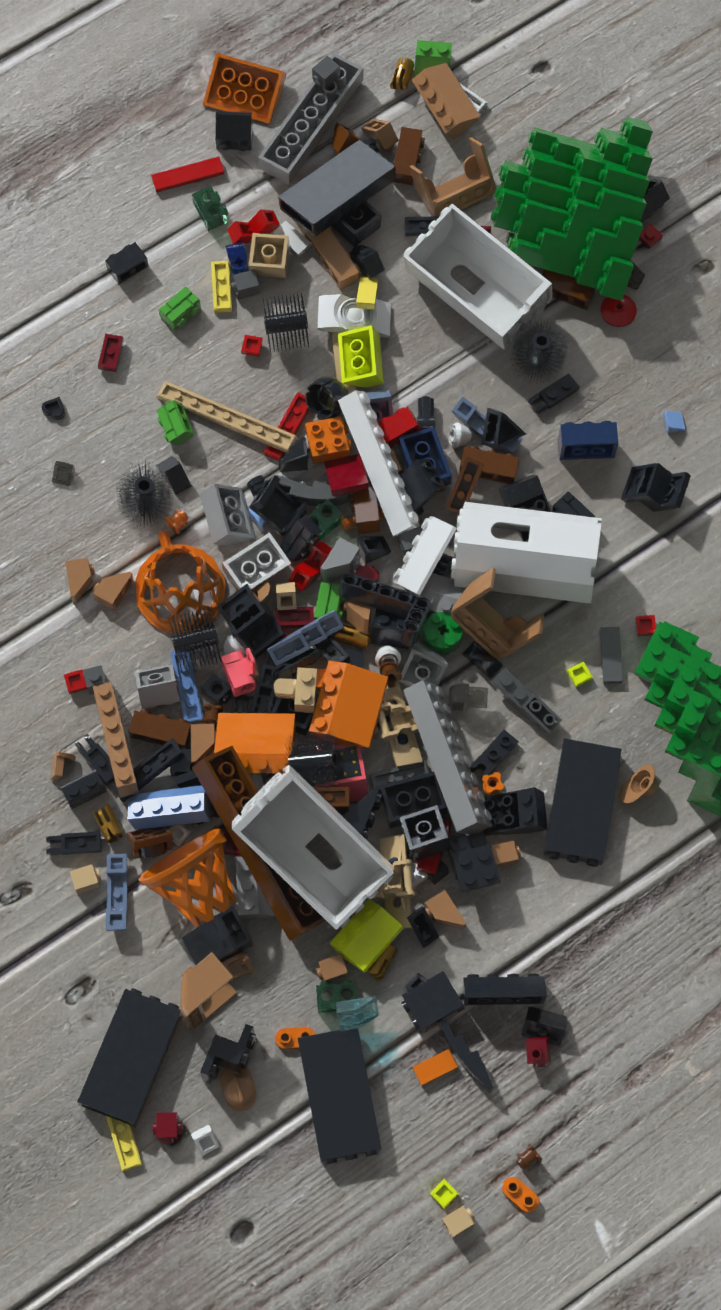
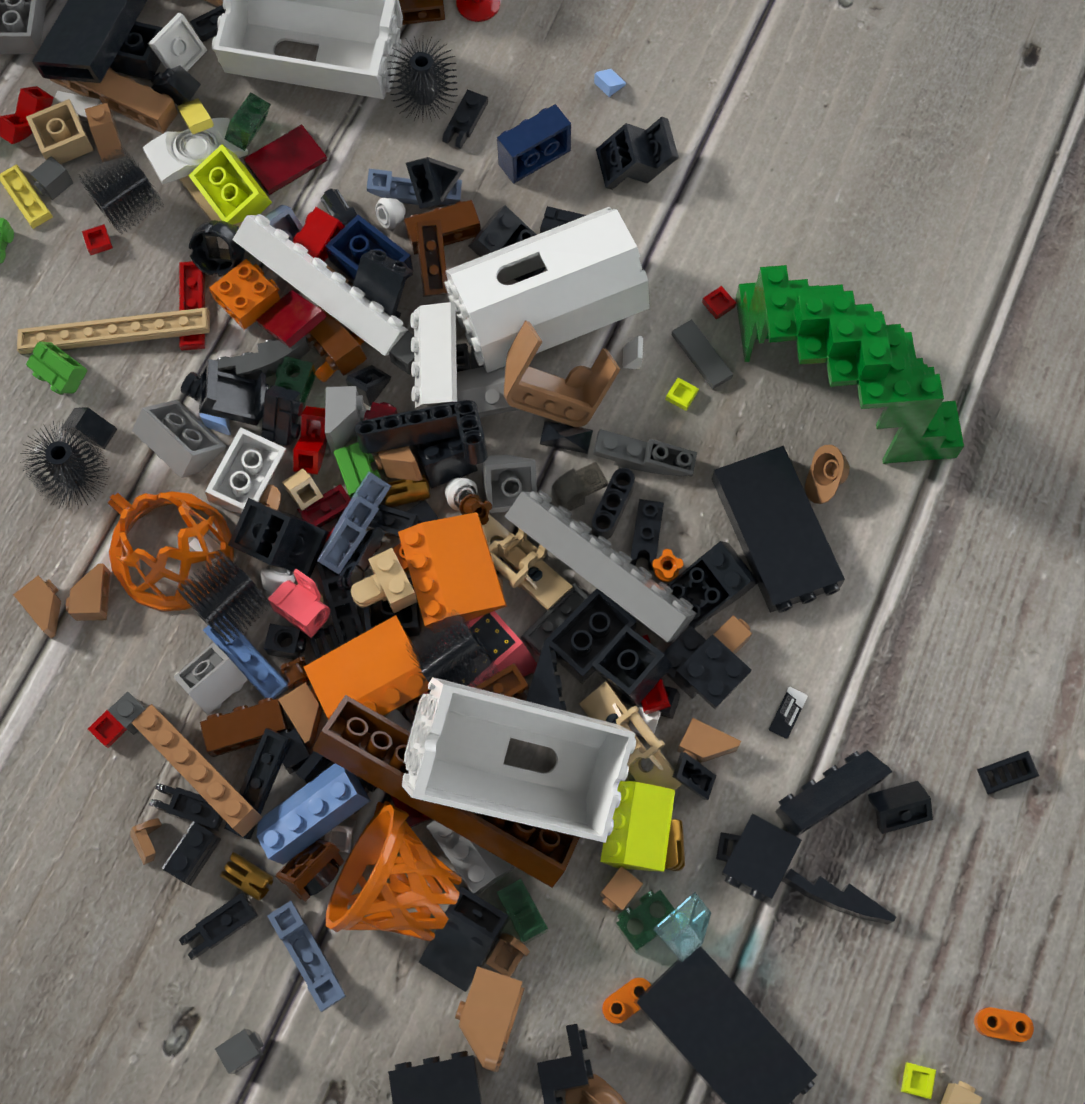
camera: 30 degrees left, 0 degrees up
(45, 924) = (240, 1050): none -> dark grey brick
(85, 879) = (258, 962): tan brick -> none
(177, 520) = (122, 475): orange brick -> none
(237, 257) = (23, 154): clear blue piece -> none
(262, 944) = (522, 911): none -> clear green brick
(296, 458) = (221, 332): black slope -> none
(300, 270) = (104, 131): none -> medium nougat slope
(385, 233) = (178, 44): none -> white tile
(400, 316) = (247, 121): none -> clear green brick
(412, 356) = (285, 159): none -> dark red tile
(434, 1067) = (810, 933): orange tile -> none
(439, 623) = (508, 419): green brick -> none
(487, 714) = (616, 493): none -> black beam
(512, 925) = (788, 712): none -> sticker
(528, 1158) = (986, 975): reddish brown brick -> none
(541, 1044) = (916, 841): dark red brick -> none
(563, 628) = (633, 354): none -> white slope
(637, 1056) = (1029, 766): none -> black slope

